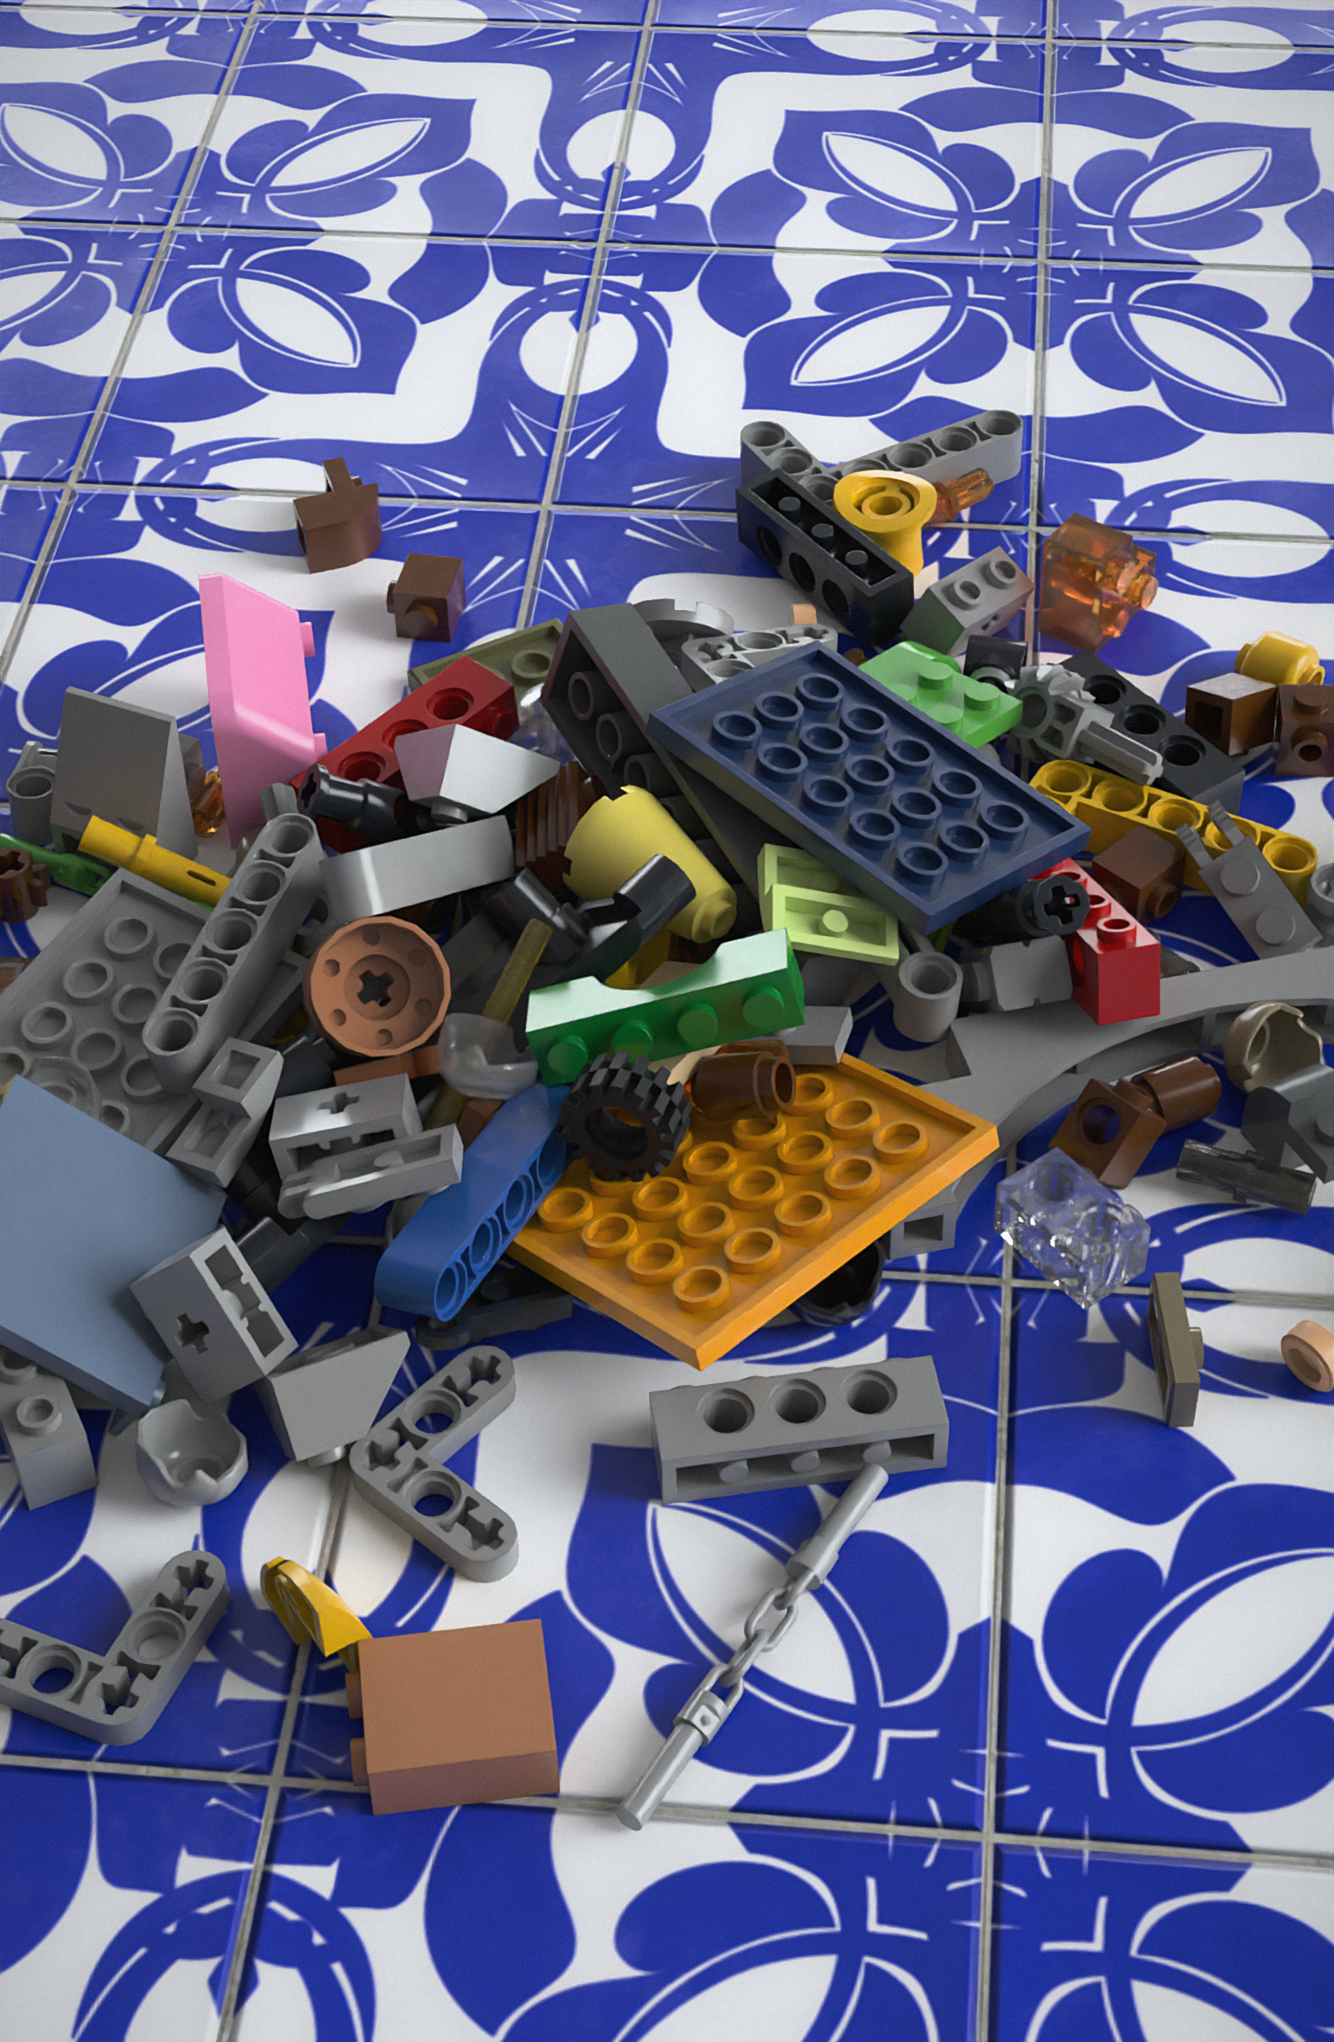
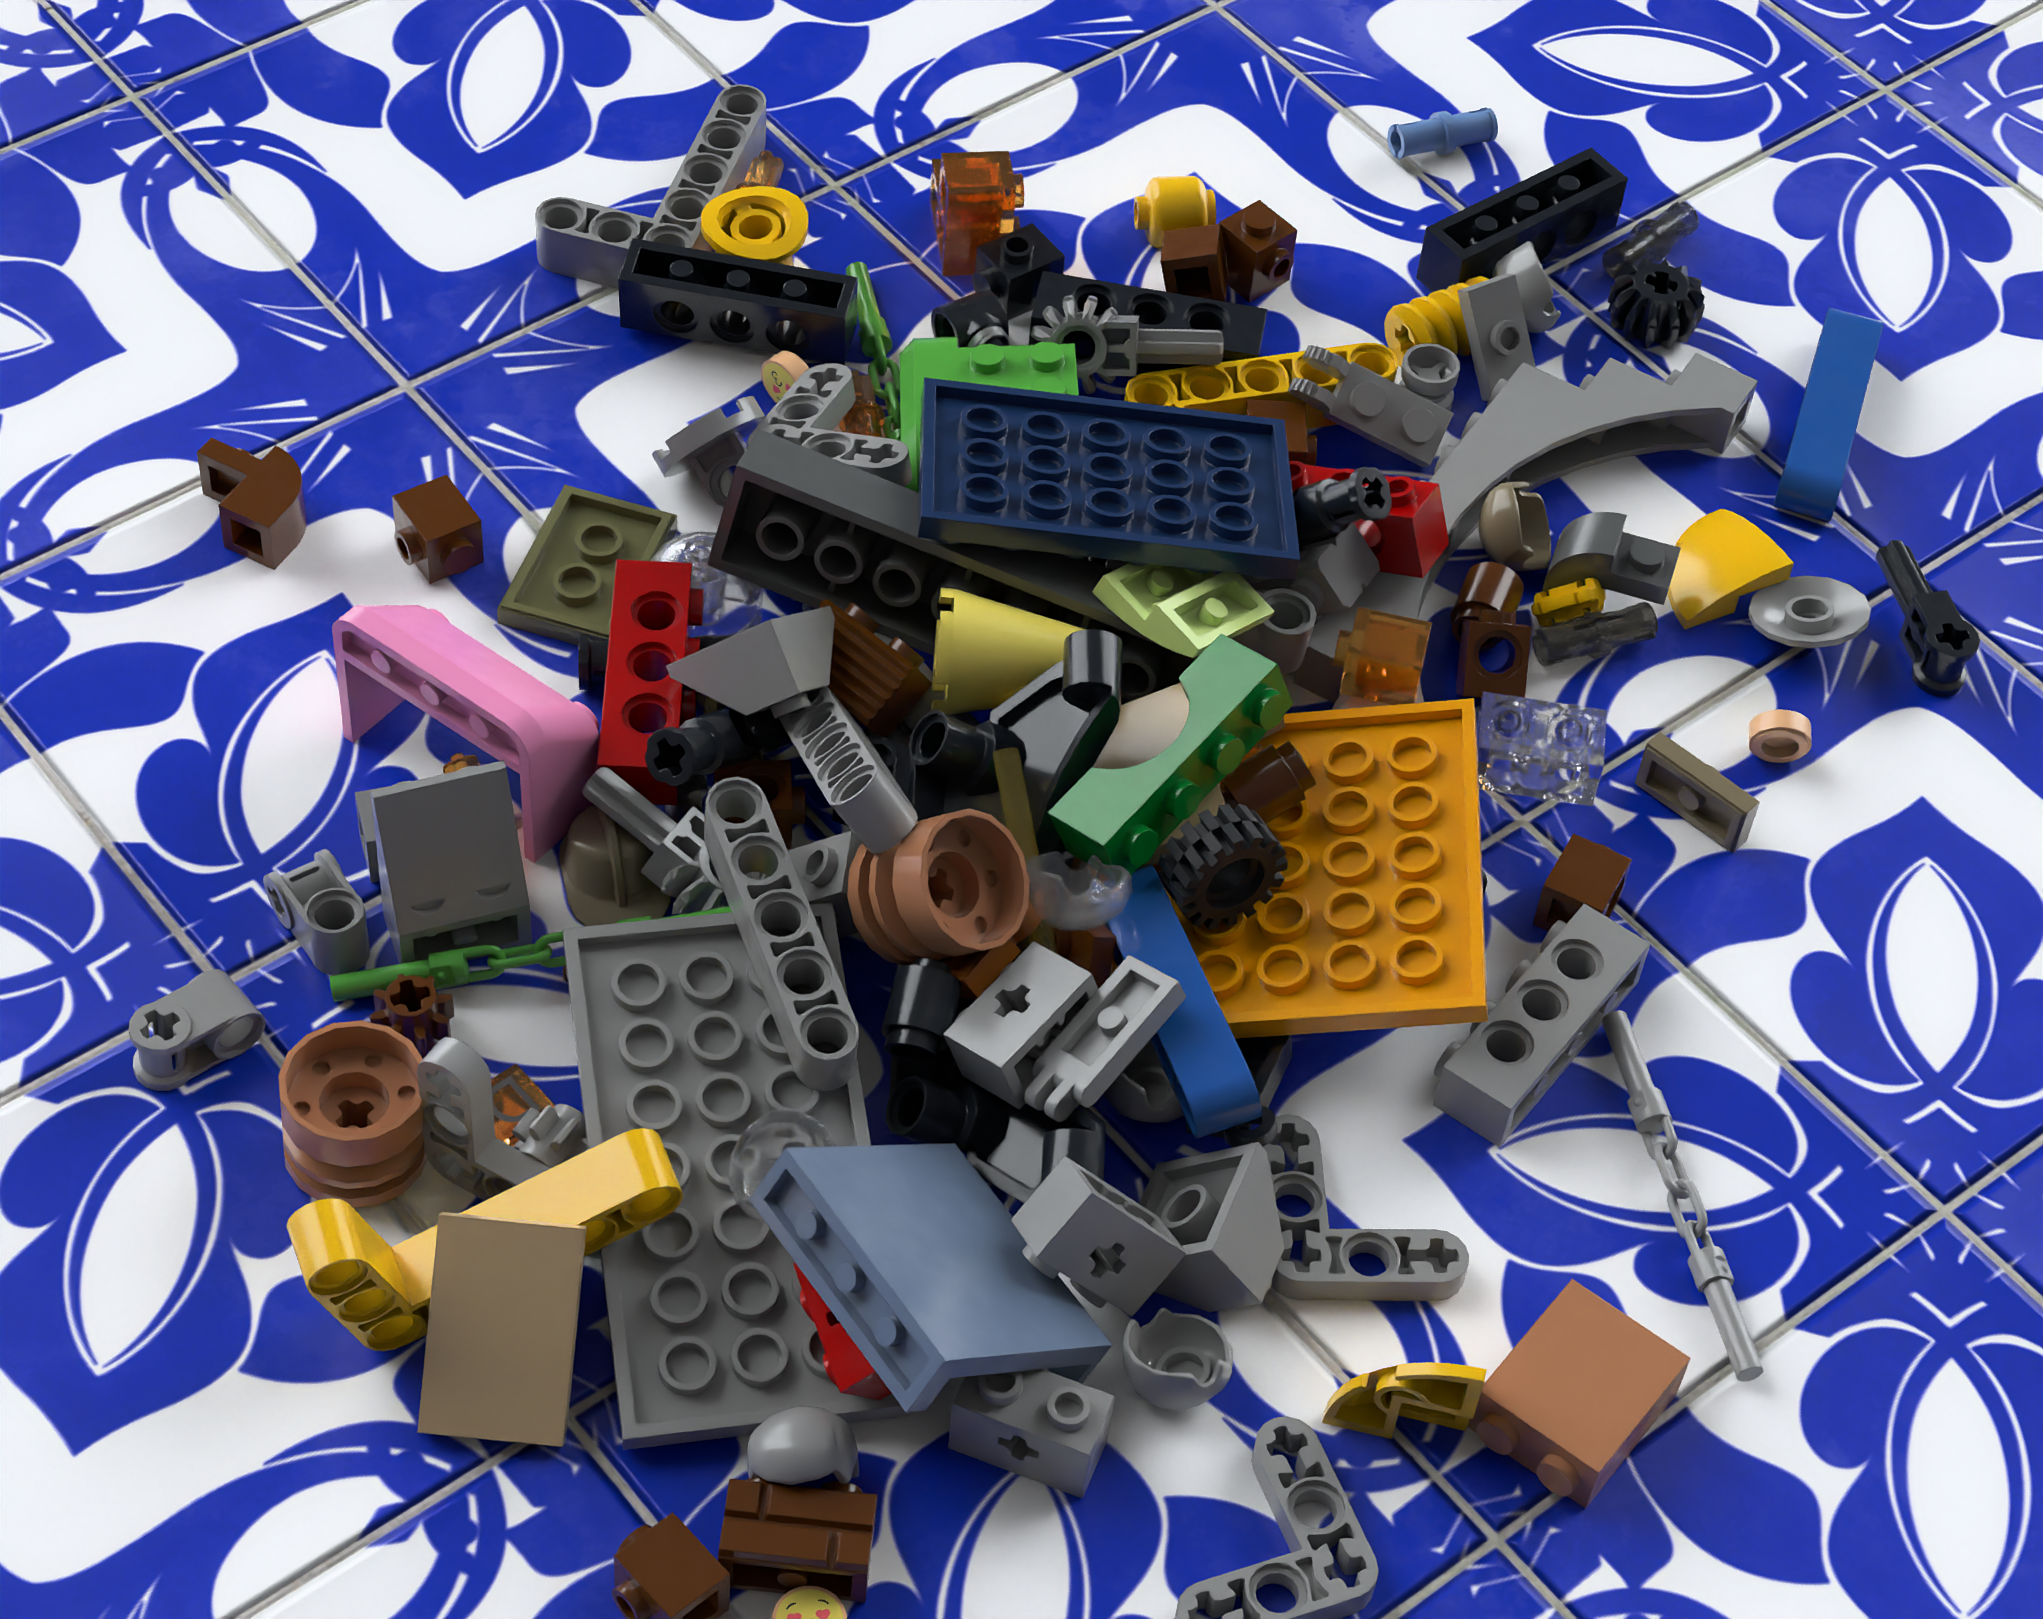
camera: 50 degrees left, 5 degrees up
(153, 862) = (542, 912): yellow pin -> none
(235, 1101) = (917, 1069): light grey slope -> none
(967, 602) = (906, 283): light grey brick -> none
(971, 1352) = (1582, 875): none -> reddish brown brick
(973, 1057) = (1382, 656): none -> clear orange brick
(1081, 630) = (1014, 266): none -> black brick
(1248, 1133) = (1568, 602): none -> yellow piece

